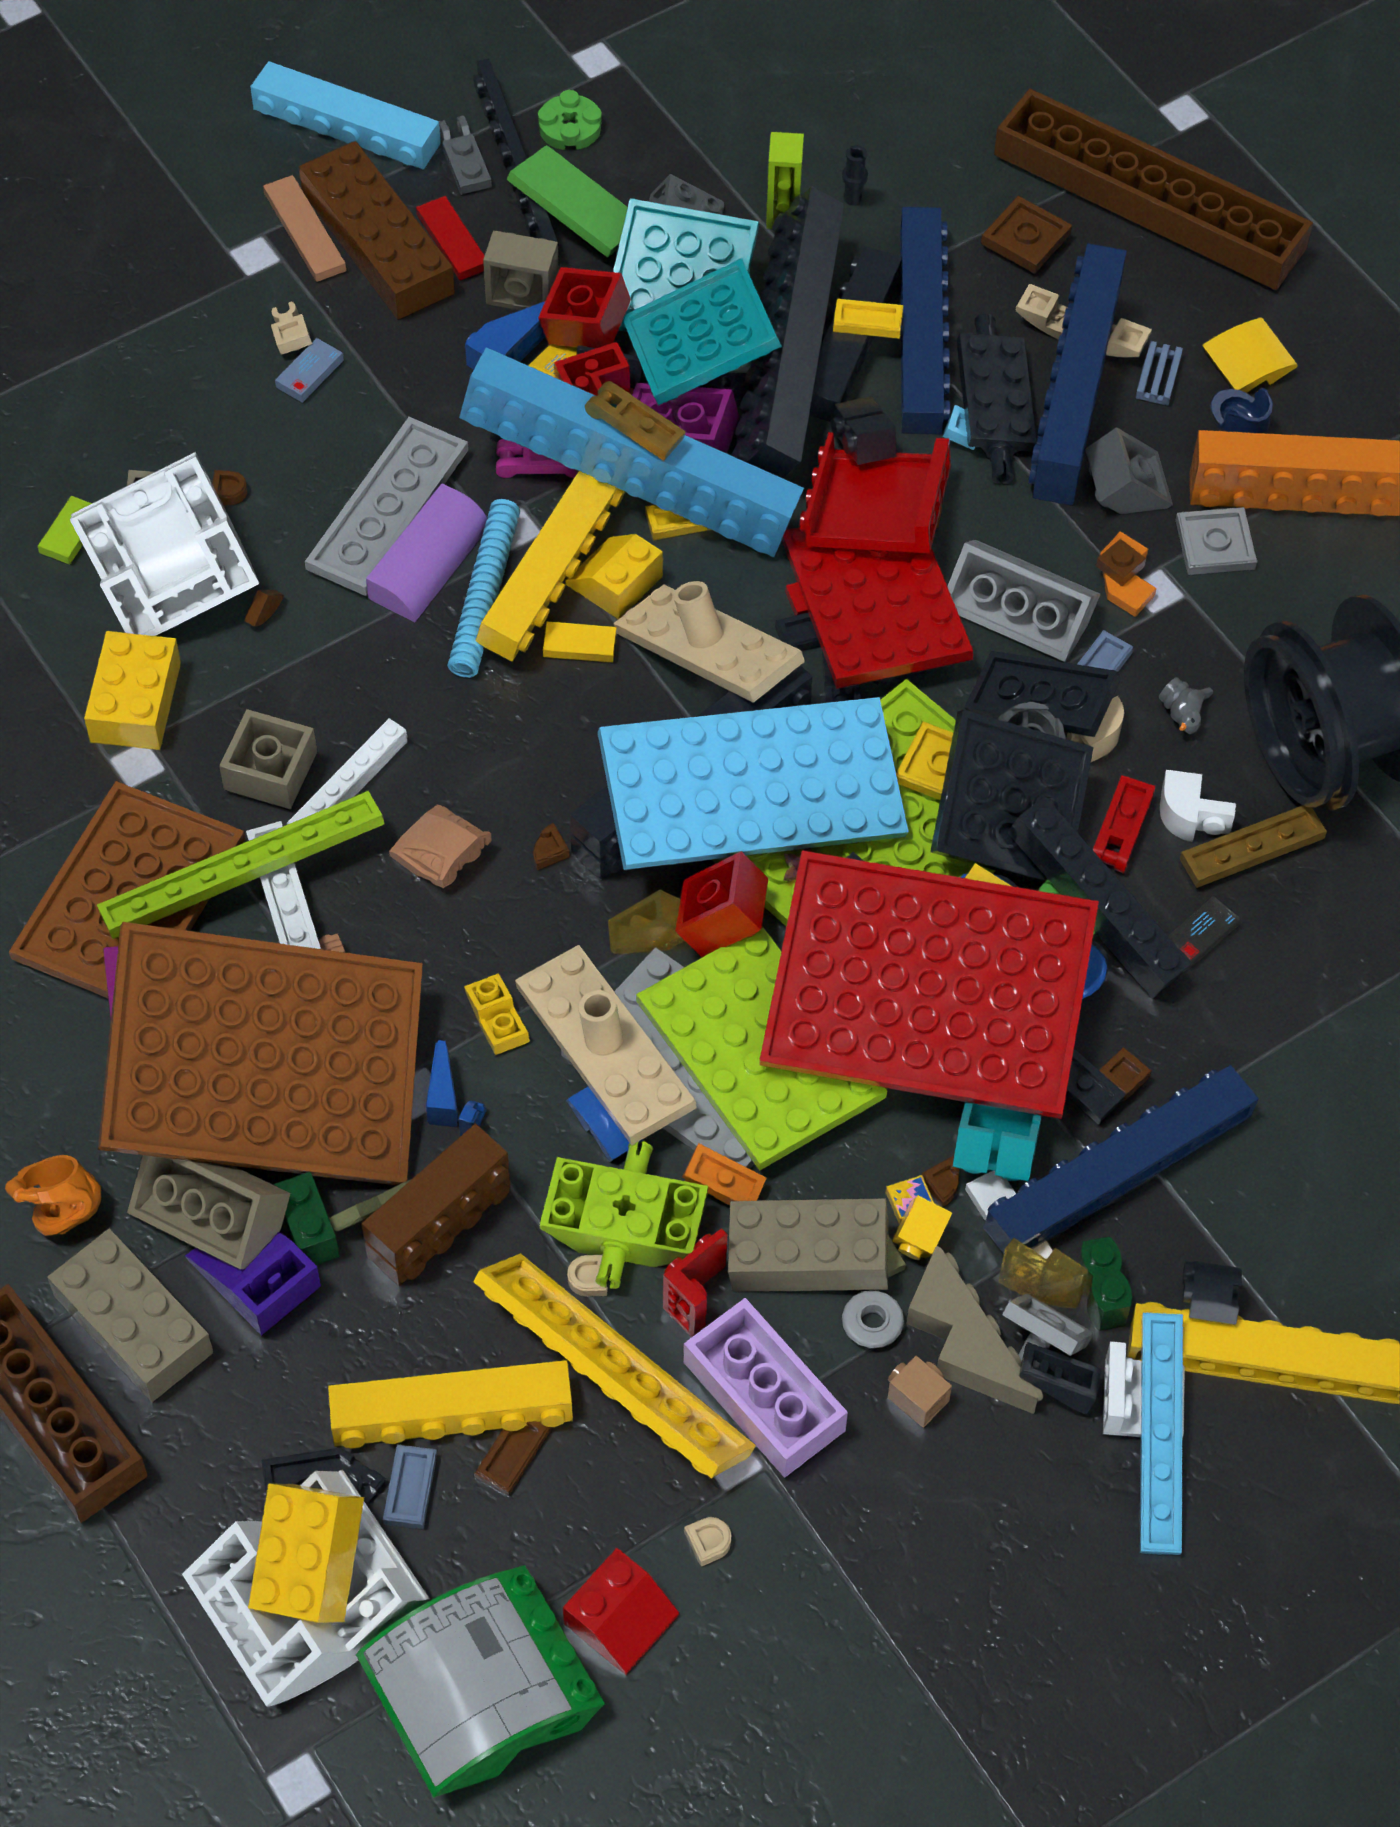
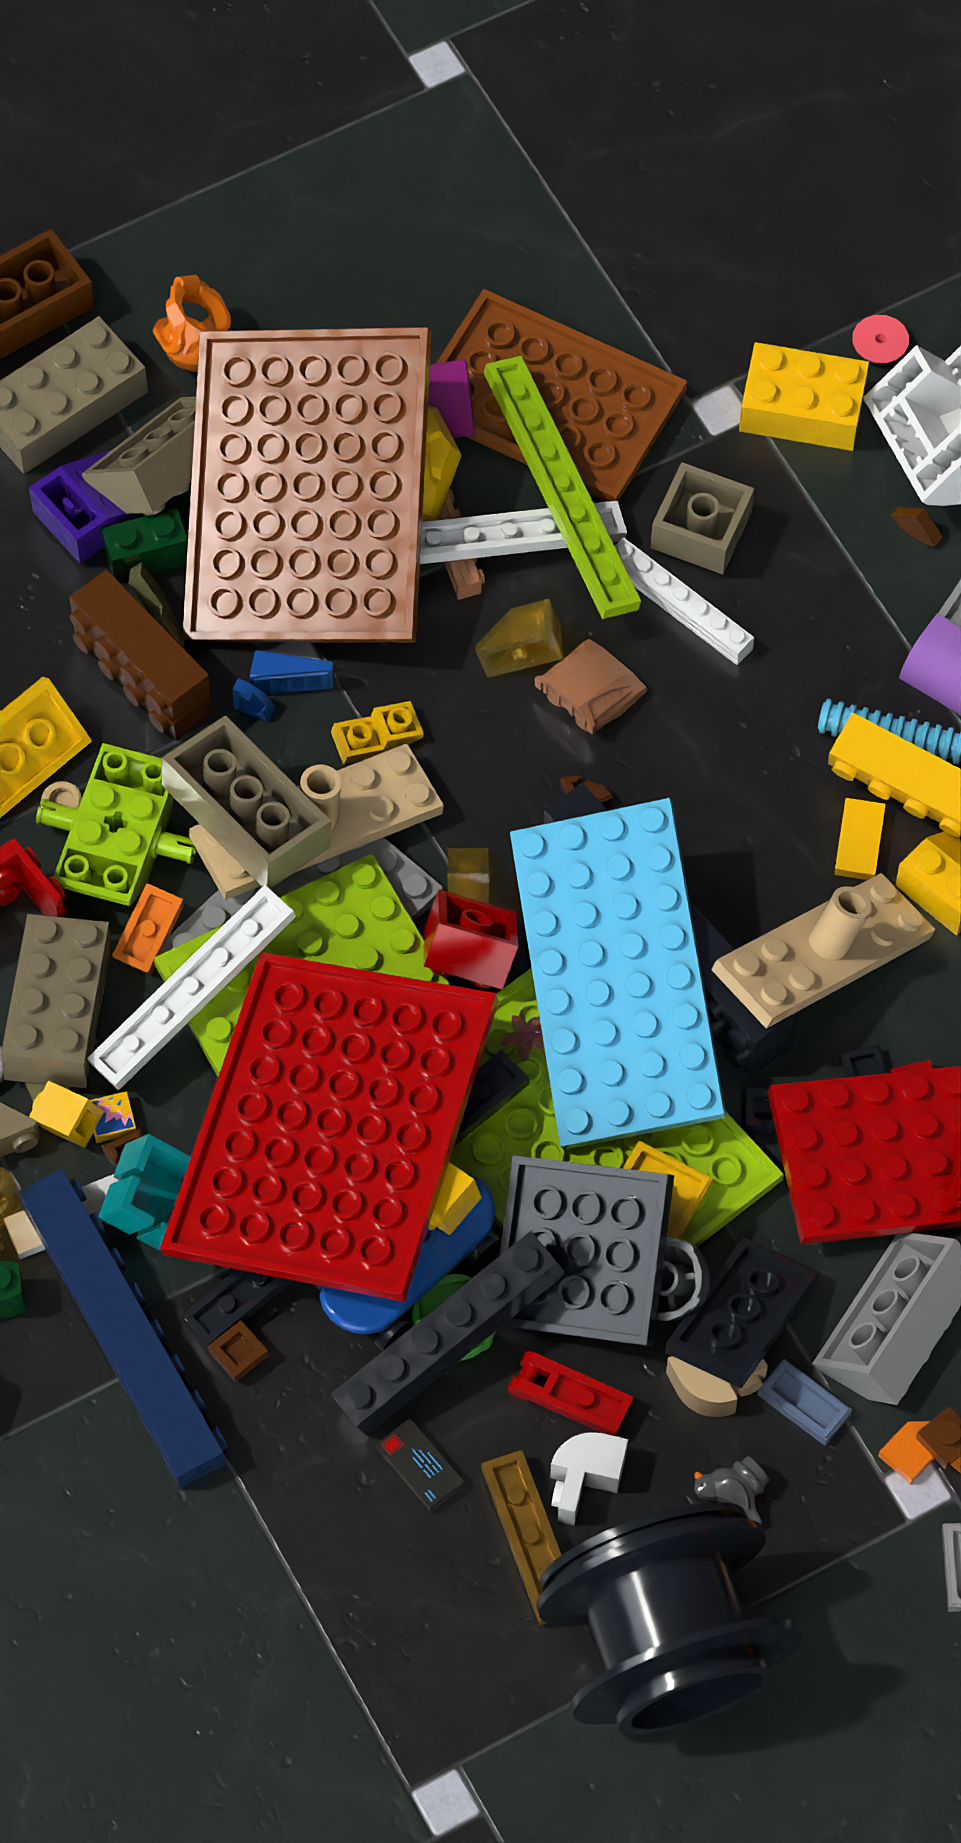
camera: 95 degrees right, 5 degrees up
(66, 639) = (880, 339): none -> coral piece
(398, 890) = (522, 639): none -> clear yellow slope
(616, 1074) = (246, 802): none -> dark tan brick
(798, 1115) = (191, 987): none -> white plate

